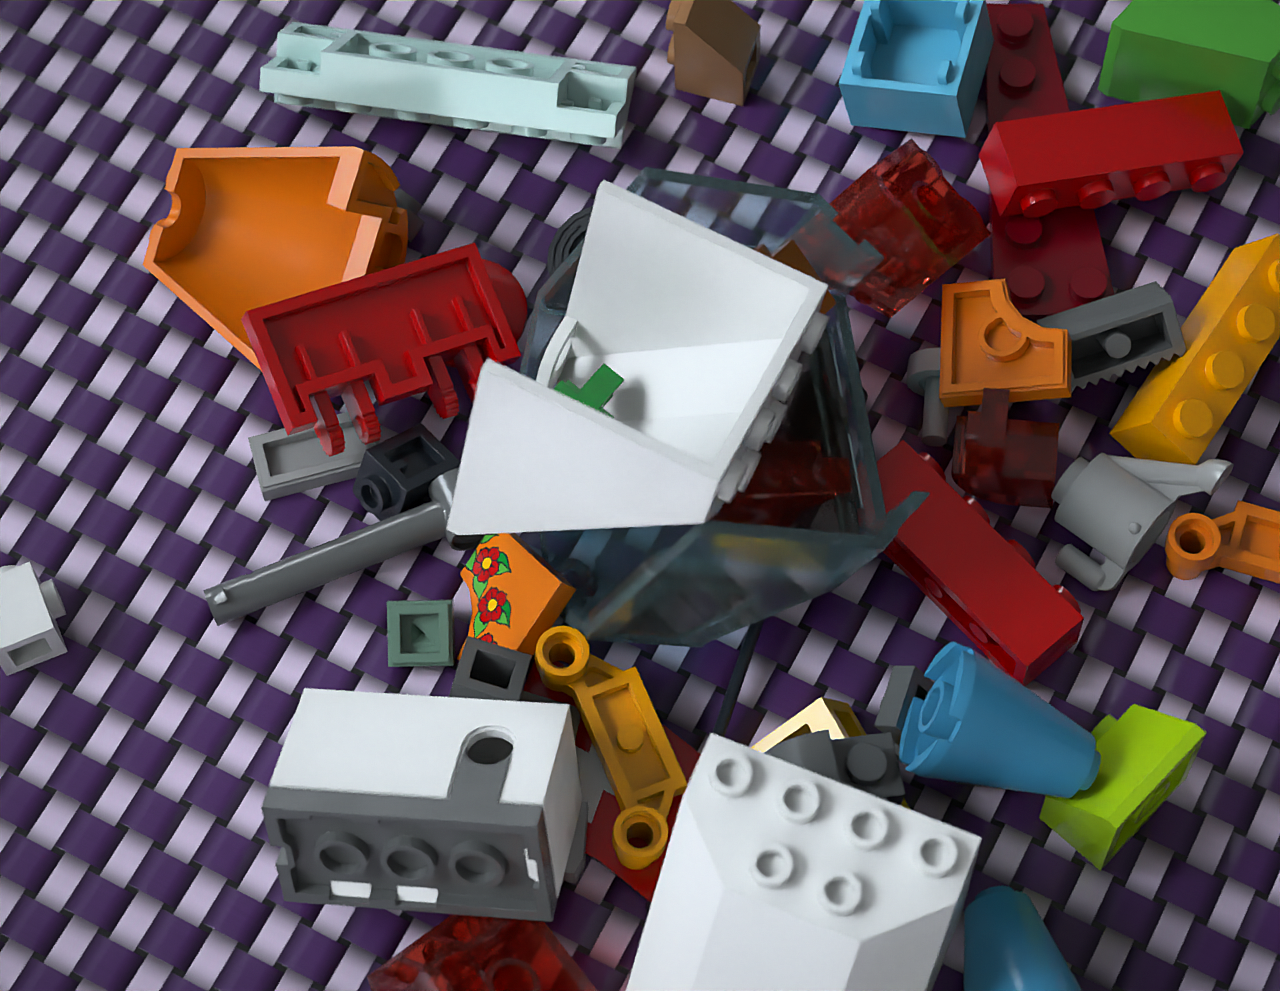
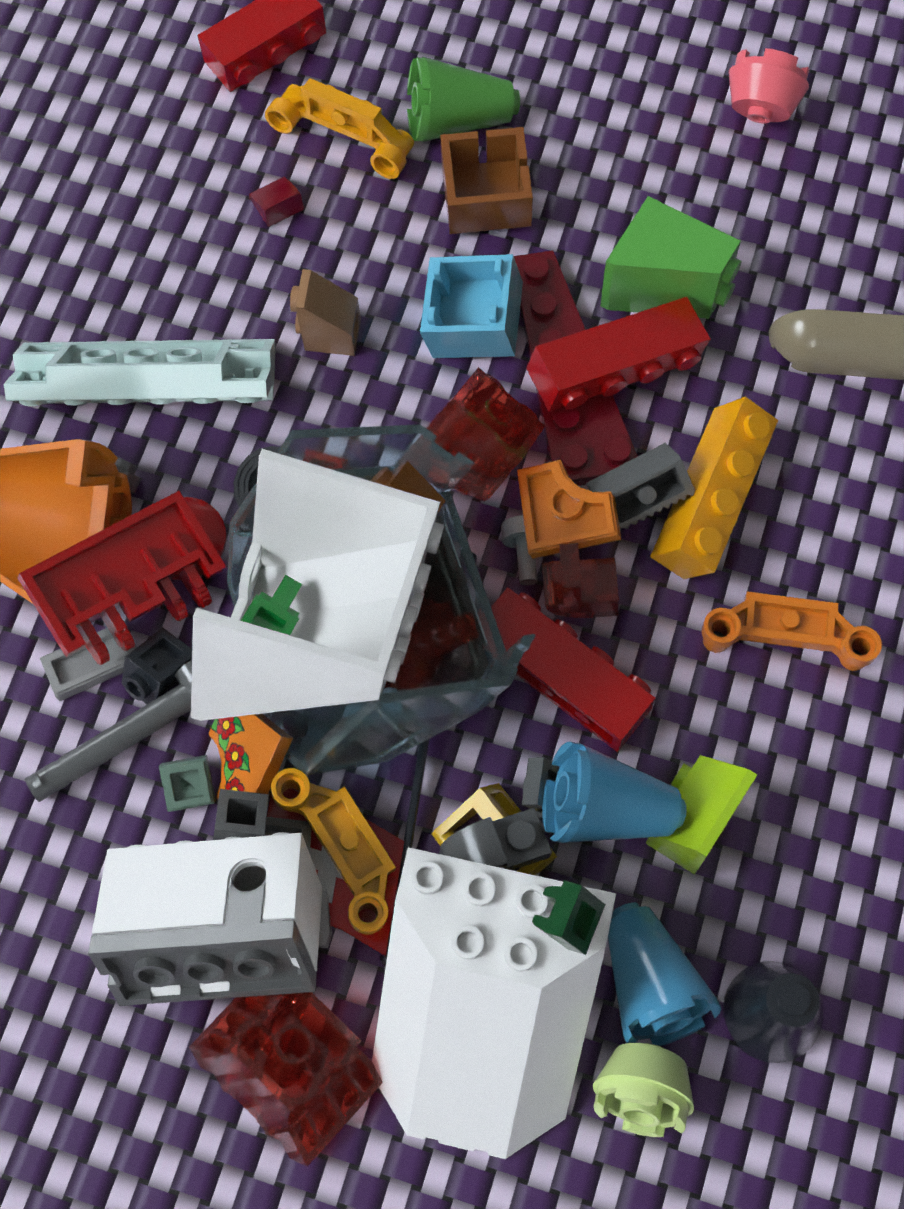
camera: 10 degrees left, 5 degrees up
(916, 849) = (572, 916): none -> dark green tile
(1122, 509) = (667, 610): light grey piece -> none

